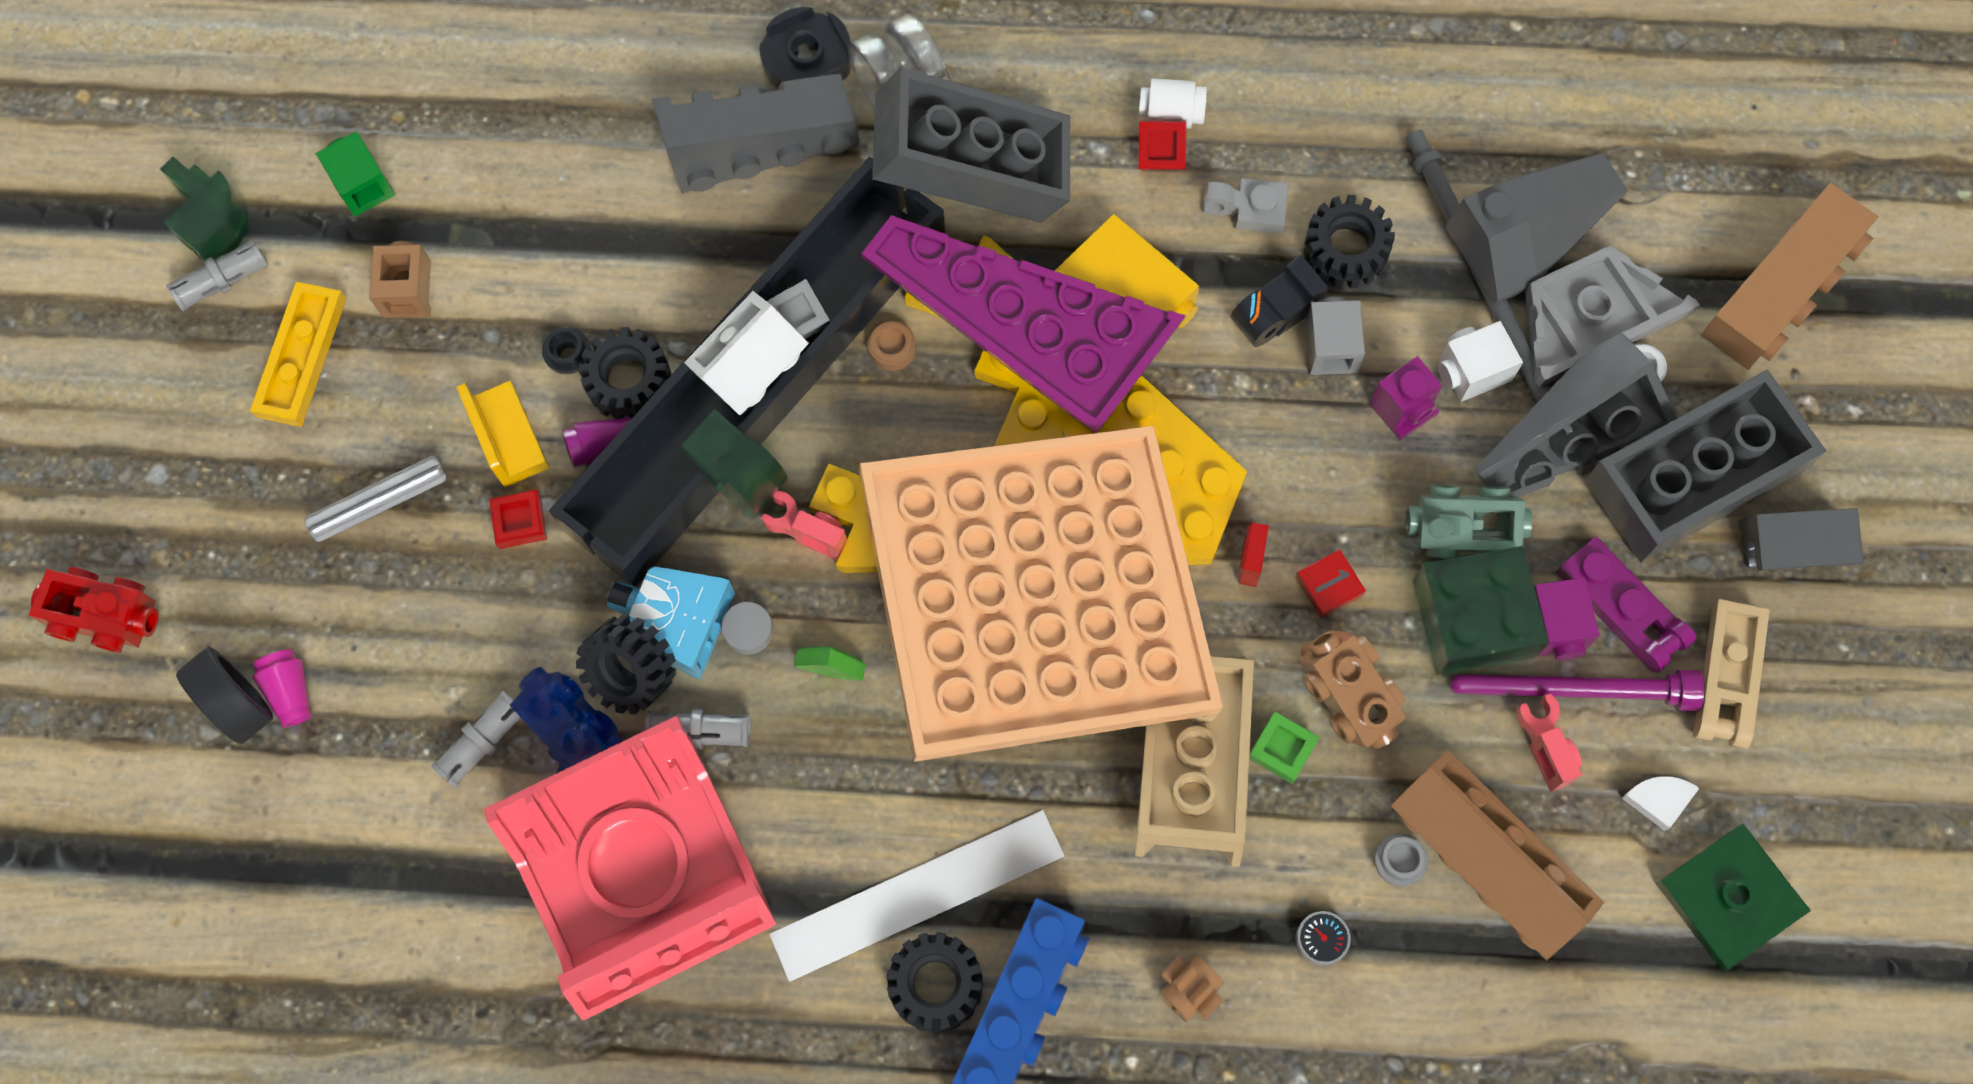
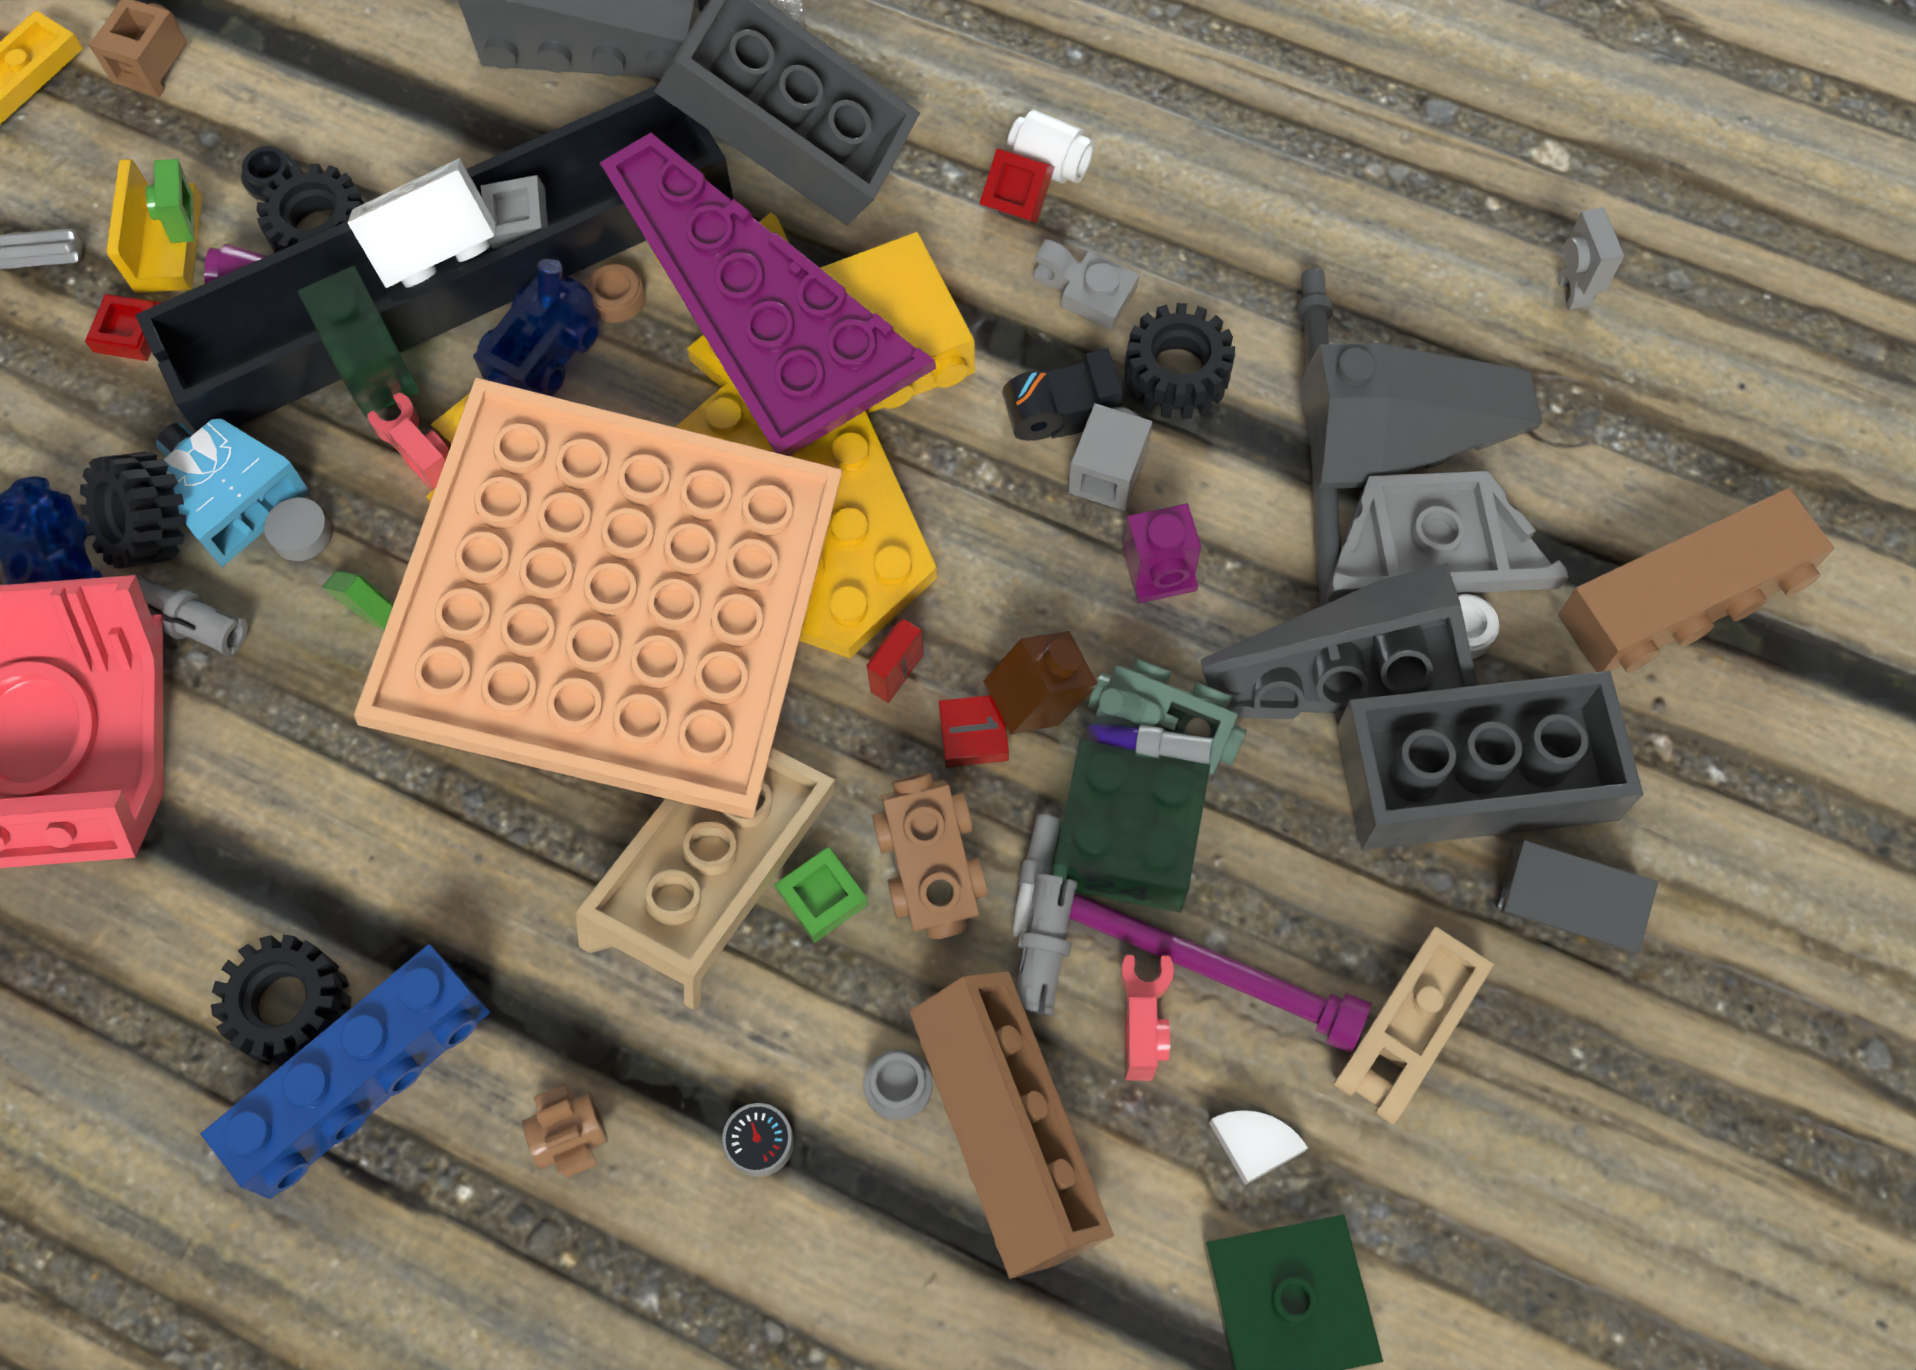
camera: 20 degrees right, 5 degrees down
(512, 405) = (171, 200): none -> bright green plate
(859, 399) = (539, 333): none -> clear blue brick
(916, 895) = (324, 896): white sticker -> none
(1369, 530) = (1040, 682): none -> reddish brown brick
(1424, 671) = (1038, 862): none -> light grey piece
(1458, 717) = (1044, 943): none -> light grey pin
(1474, 544) = (1153, 741): none -> light grey piece
(1478, 360) = (1267, 544): white brick -> none
(1567, 617) = (1229, 874): magenta brick -> none
(1618, 51) = (1590, 258): none -> light grey plate
(1627, 605) = (1319, 890): magenta plate -> none

